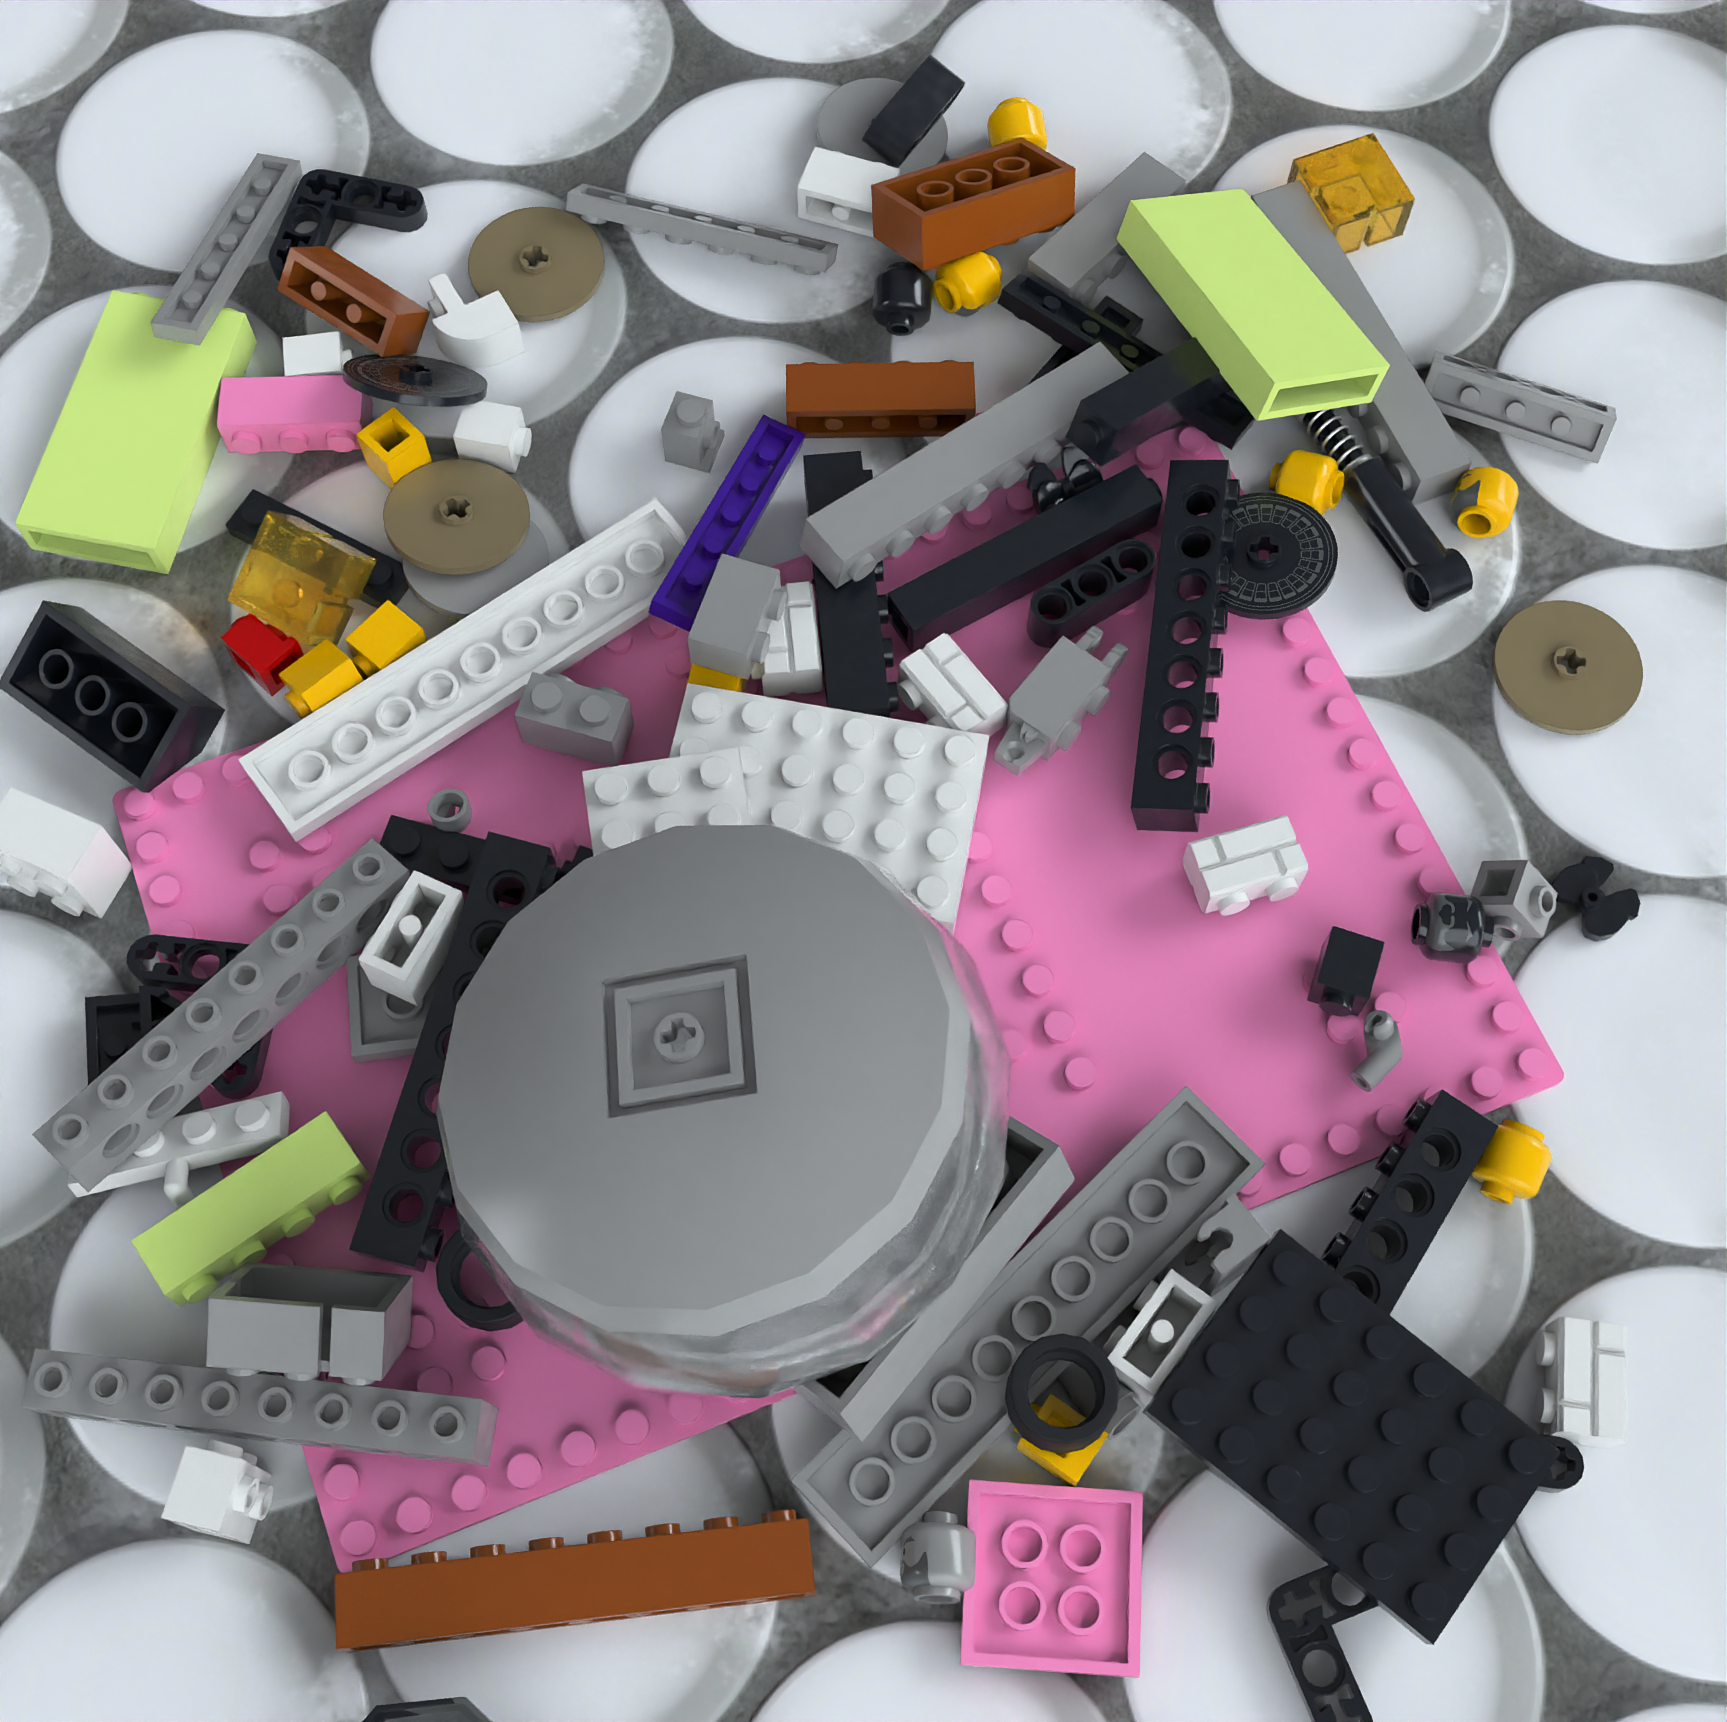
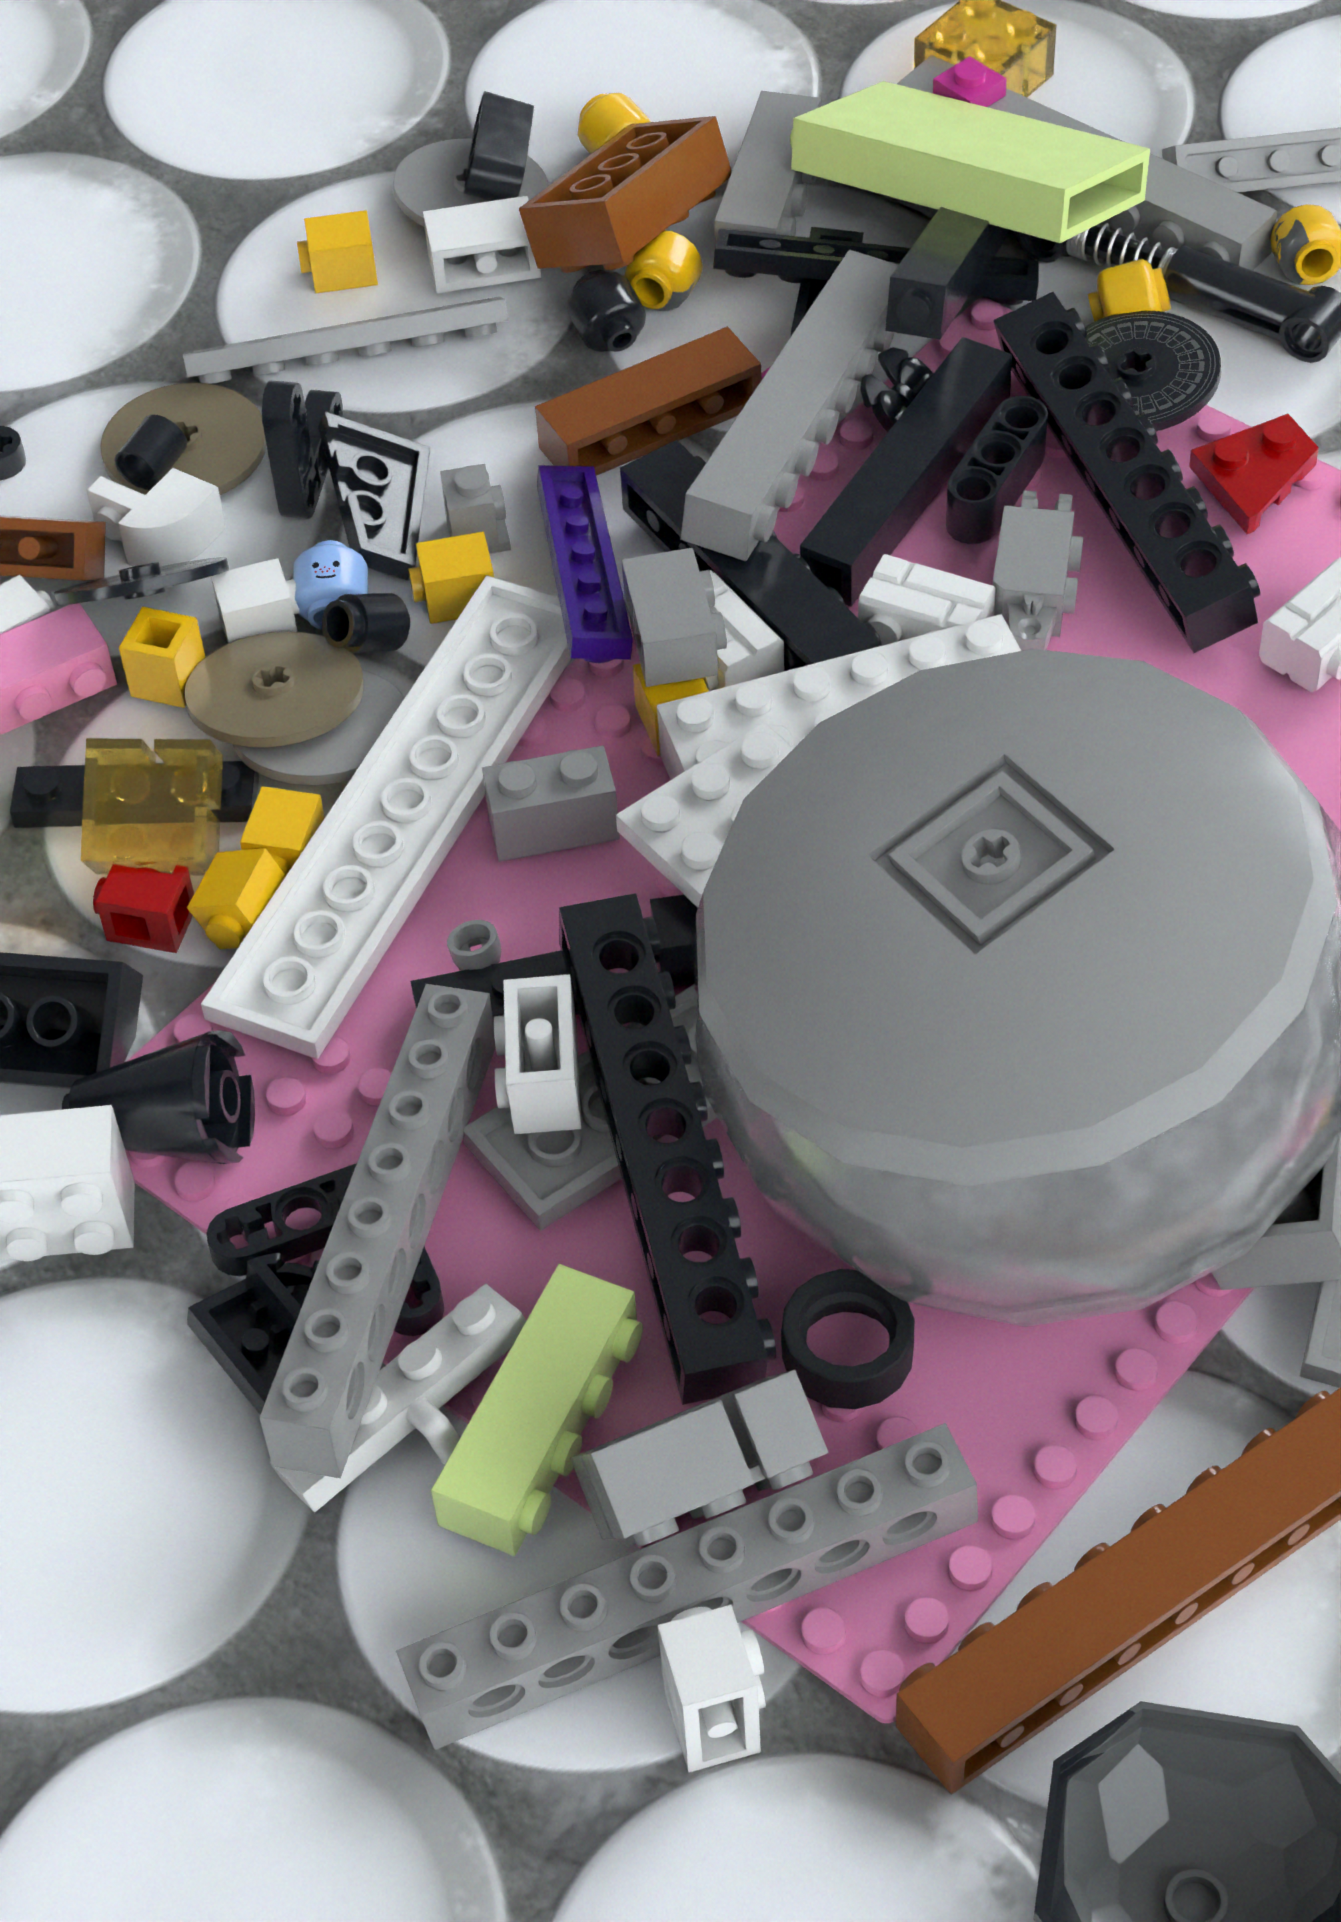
camera: 25 degrees left, 15 degrees down
(168, 834) = (178, 1099): none -> black cone
(496, 266) = (150, 451): none -> black beam
(553, 444) = (325, 575): none -> light blue head
(553, 493) = (366, 622): none -> black brick
(590, 329) = (296, 444): none -> black beam
(635, 380) = (378, 491): none -> wing
(642, 477) = (449, 574): none -> yellow brick
(745, 147) = (338, 252): none -> yellow brick
(1296, 689) = (1255, 467): none -> red wing
(1305, 226) = (971, 83): none -> dark pink plate

